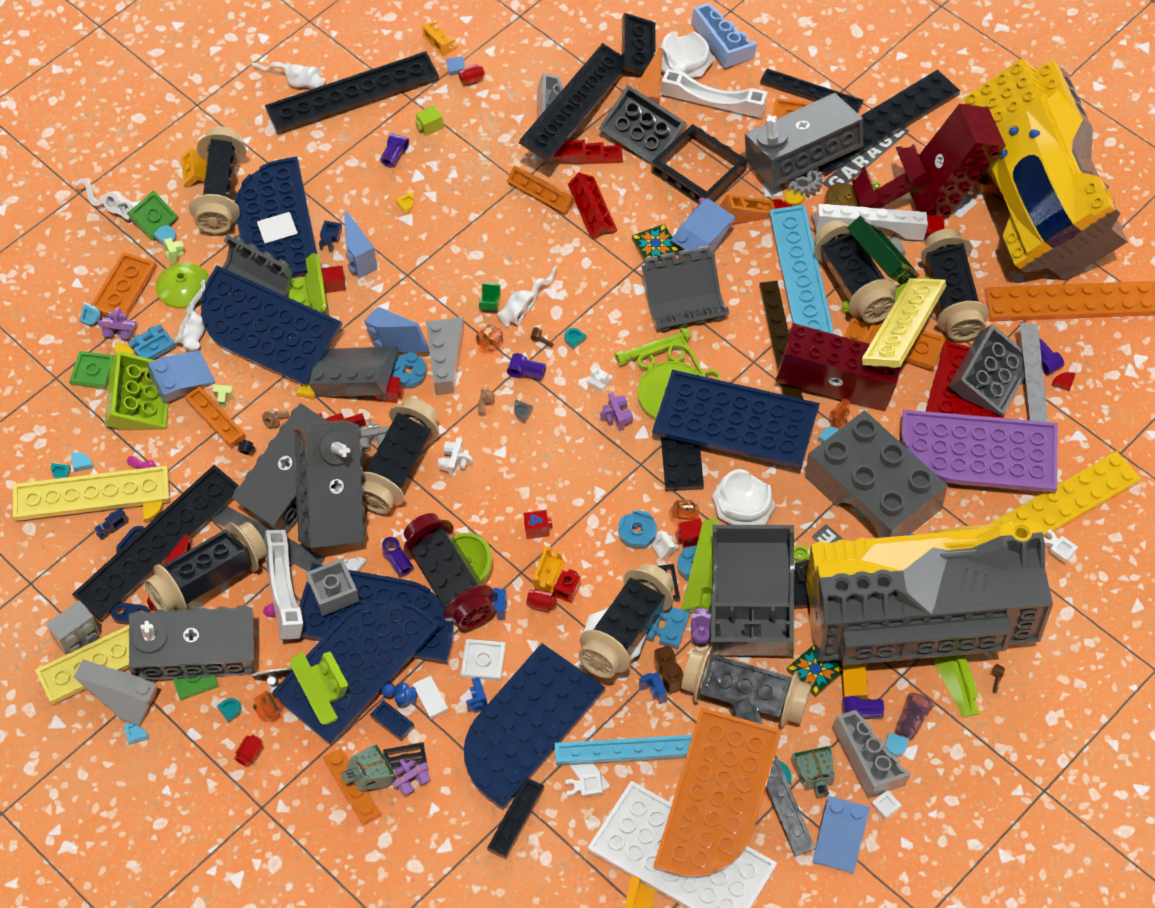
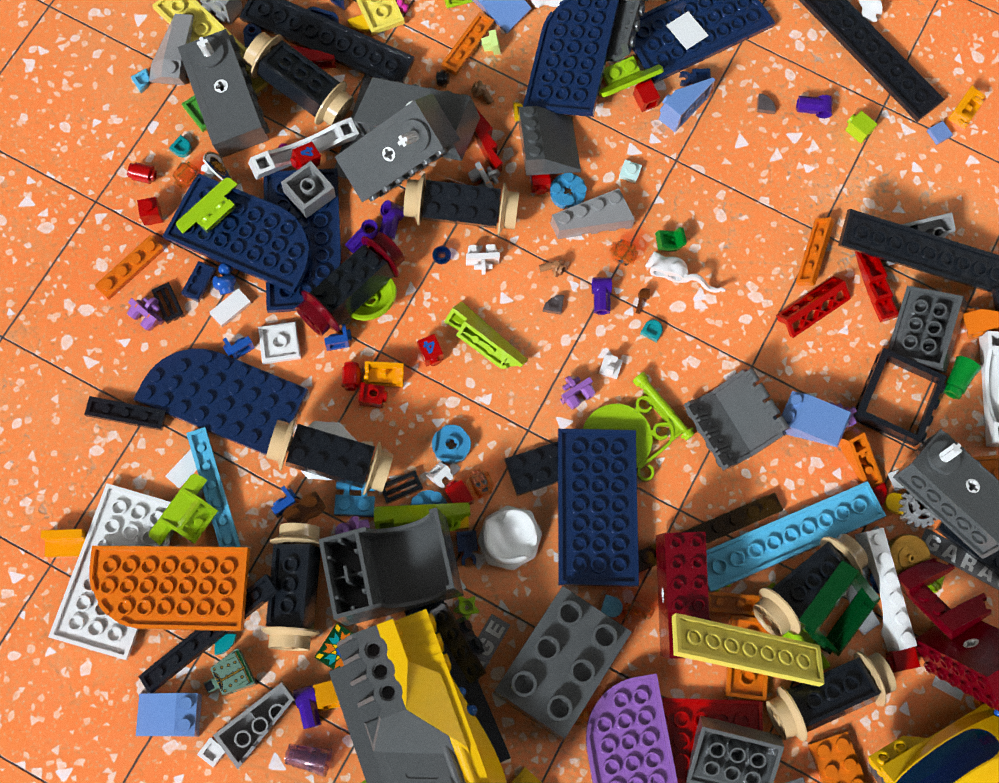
camera: 65 degrees right, 15 degrees up
(296, 580) = (305, 154): none -> red brick
(297, 749) = (150, 211): none -> red brick
(355, 563) = (348, 204): white tile -> none
(369, 770) = (140, 274): sand green torso -> none
(377, 189) = (765, 104): none -> flat silver tile
(388, 527) = (392, 214): none -> dark purple piece
(394, 330) = (596, 160): medium blue slope -> none
(406, 203) = (758, 135): yellow tile -> none
(407, 312) = (630, 171): none -> light aqua plate
(438, 488) = (441, 250): none -> clear blue plate
(471, 74) = (932, 149): red brick -> none
(537, 477) = (483, 337): none -> lime wedge
(588, 785) = (171, 467): white plate -> none
(642, 775) = (185, 514): none -> lime plate
(655, 242) = (786, 377): tile -> none
(694, 114) = (961, 377): none -> green plant
(896, 744) = (277, 748): medium azure tile -> none

